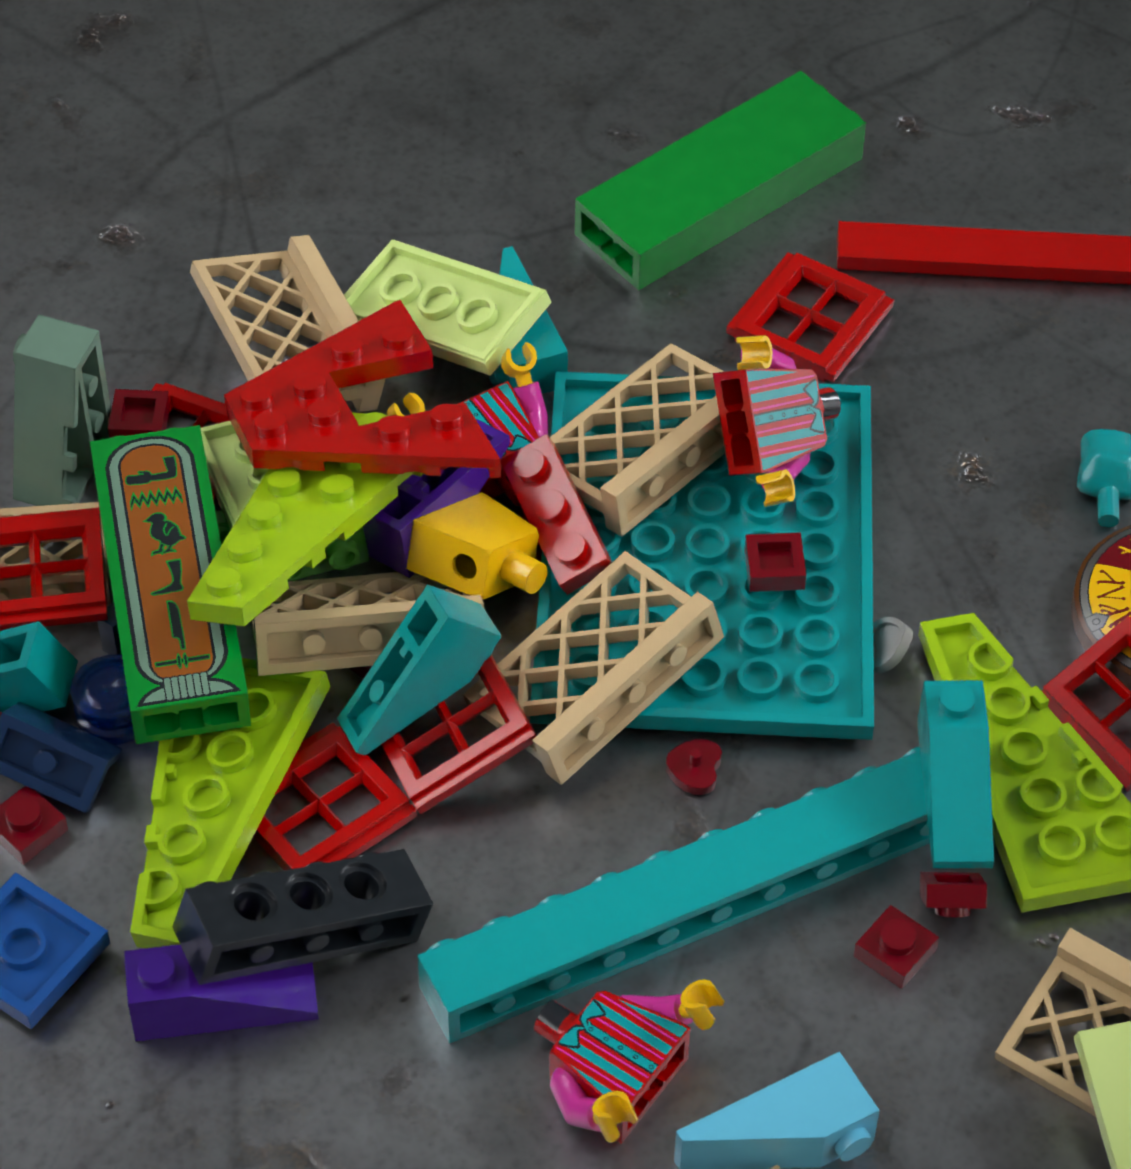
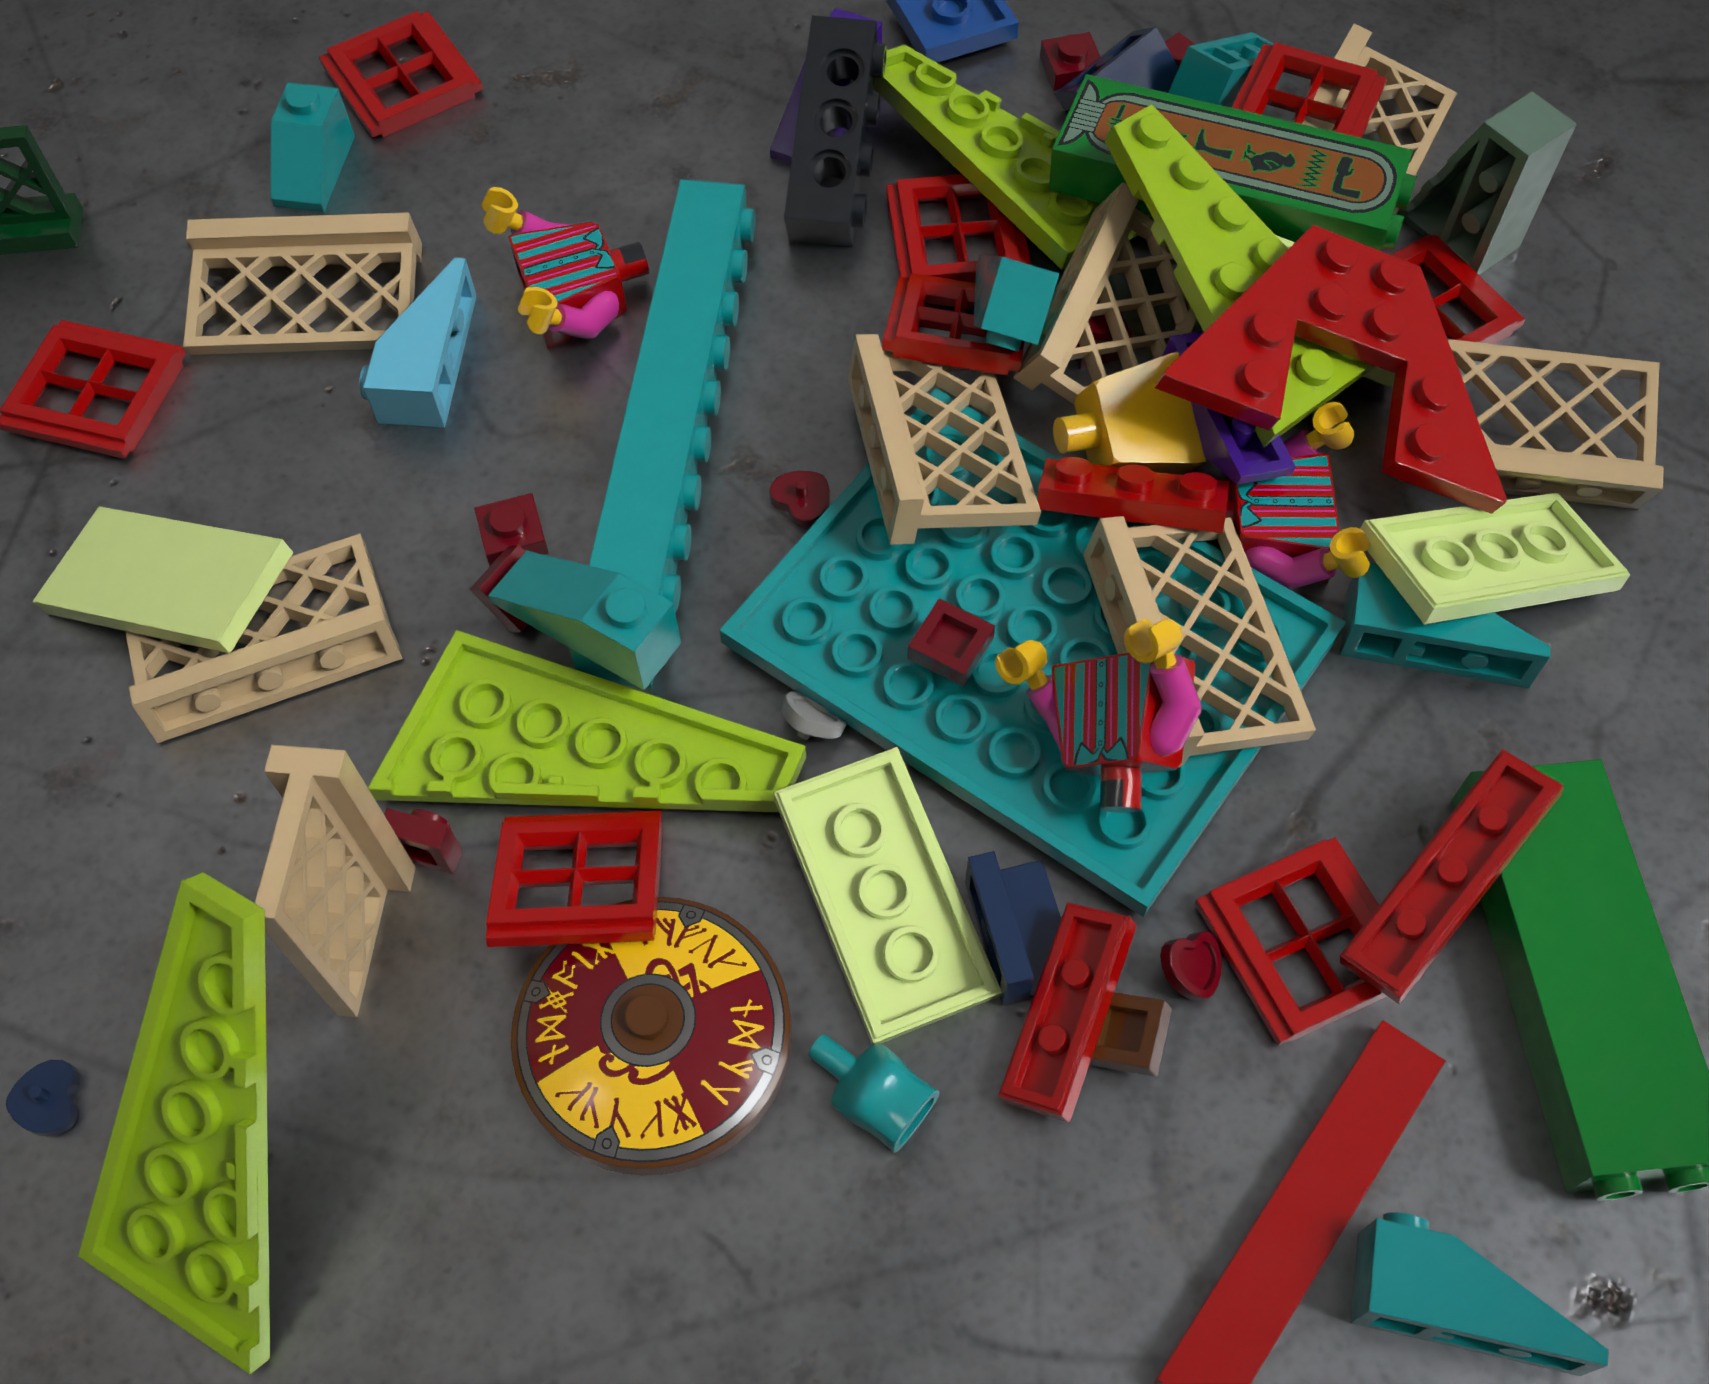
camera: 125 degrees right, 10 degrees up
(138, 412) = (1468, 262): dark red plate -> none
(725, 239) = (1450, 875): none -> red tile
(882, 357) = (1192, 965): none -> dark red piece
(938, 455) = (1014, 920): none -> dark blue panel
(960, 364) = (1133, 1035): none -> reddish brown plate
(973, 396) = (1067, 1011): none -> red tile
(981, 528) = (886, 896): none -> yellowish green tile
(985, 178) = (1451, 1295): none -> teal slope

